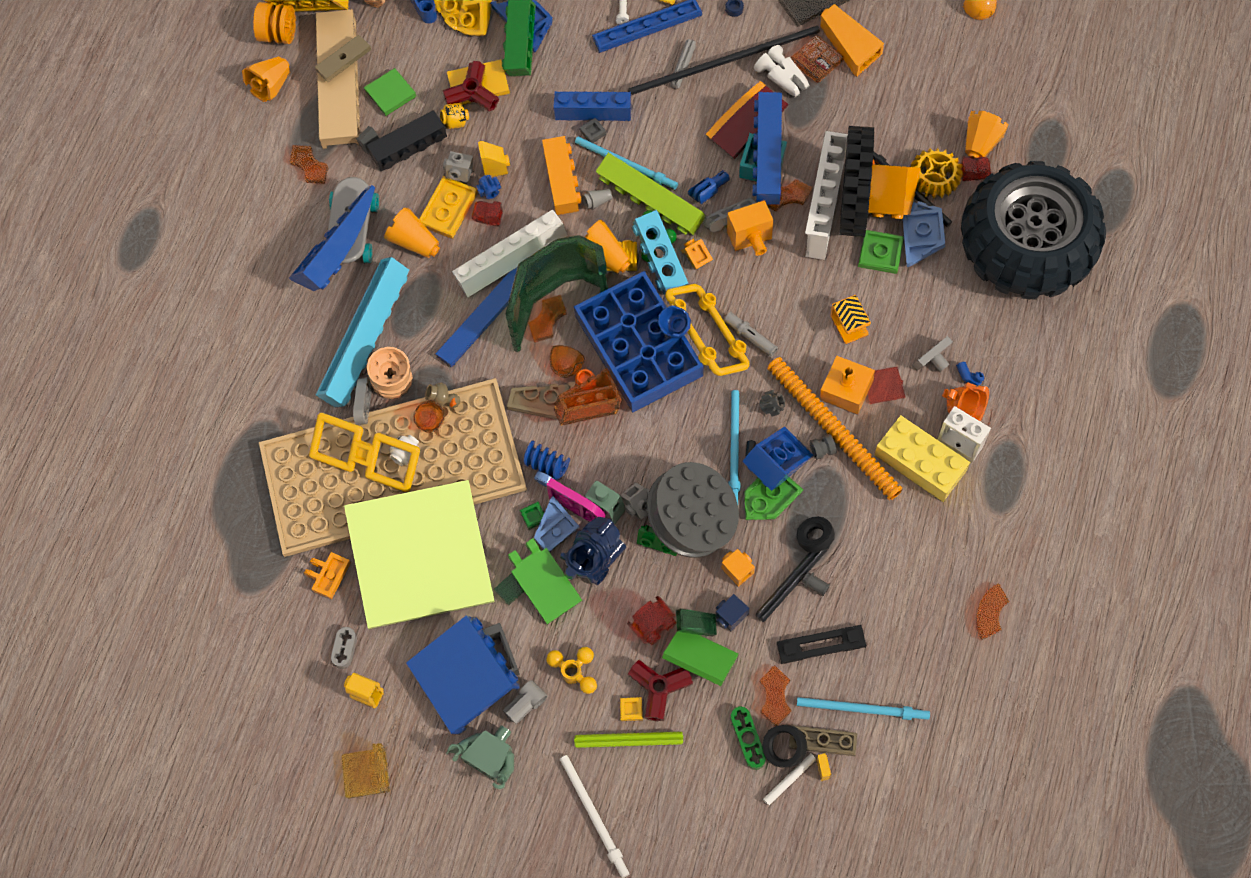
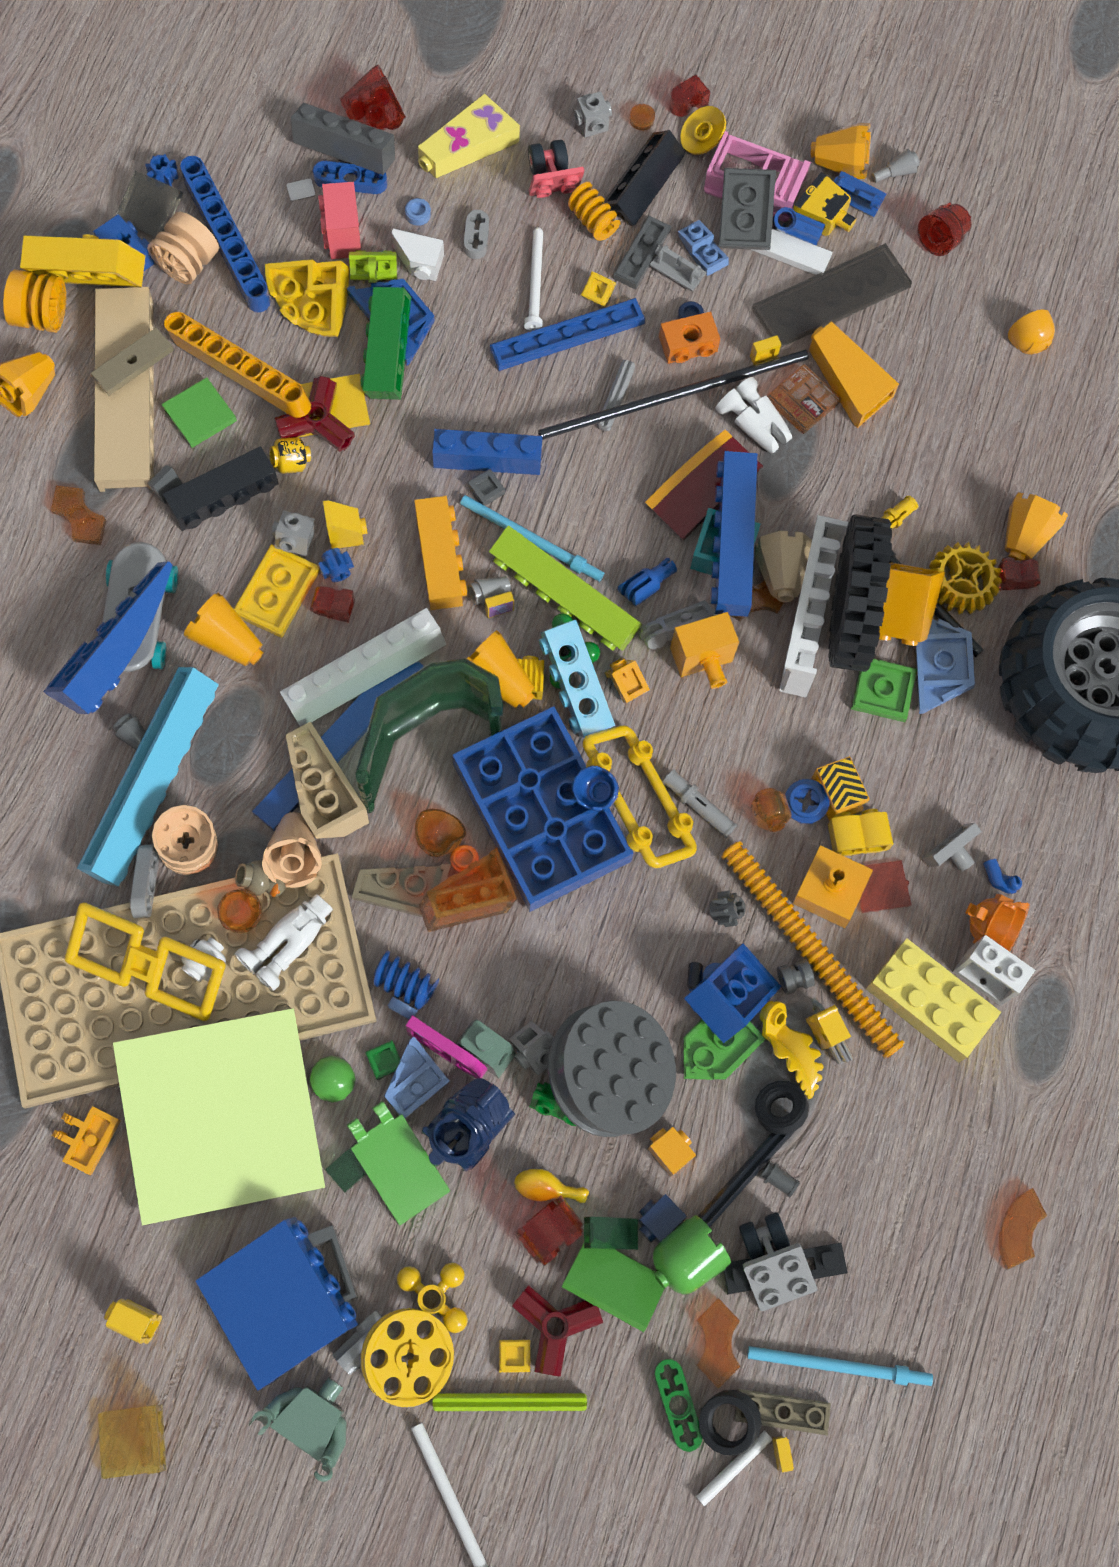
camera: 10 degrees left, 5 degrees up
(339, 647) = (99, 1248): light grey beam -> none
(348, 303) = (129, 730): none -> dark grey cone
(416, 56) = (238, 364): none -> light orange beam
(464, 377) = (292, 853): none -> light nougat cone
(468, 428) = (298, 929): none -> white piece
(484, 335) = (323, 791): none -> tan wedge
(497, 529) = (332, 1079): none -> bright green hair
(542, 326) = (420, 754): clear orange tile -> none
(546, 715) = (397, 1347): none -> yellow wedge
(604, 207) = (499, 604): none -> yellow tile
(643, 592) = (543, 1186): none -> yellow piece
(724, 19) = (697, 327): none -> orange brick
(734, 450) = (670, 1025): medium azure bar -> none
(752, 635) = (688, 1257): none -> bright green cylinder
(788, 26) = (765, 350): none -> yellow tile
(801, 335) = (771, 809): none -> clear orange head
(803, 166) = (783, 562): none -> tan cone
(816, 645) = (779, 1274): none -> light grey plate
(821, 493) = (791, 1046): none -> yellow plant
(822, 322) = (818, 795): none -> blue gear
(848, 481) = (830, 1031): none -> yellow piece
(866, 348) = (860, 833): none -> yellow brick
(884, 134) = (900, 511): none -> yellow pin

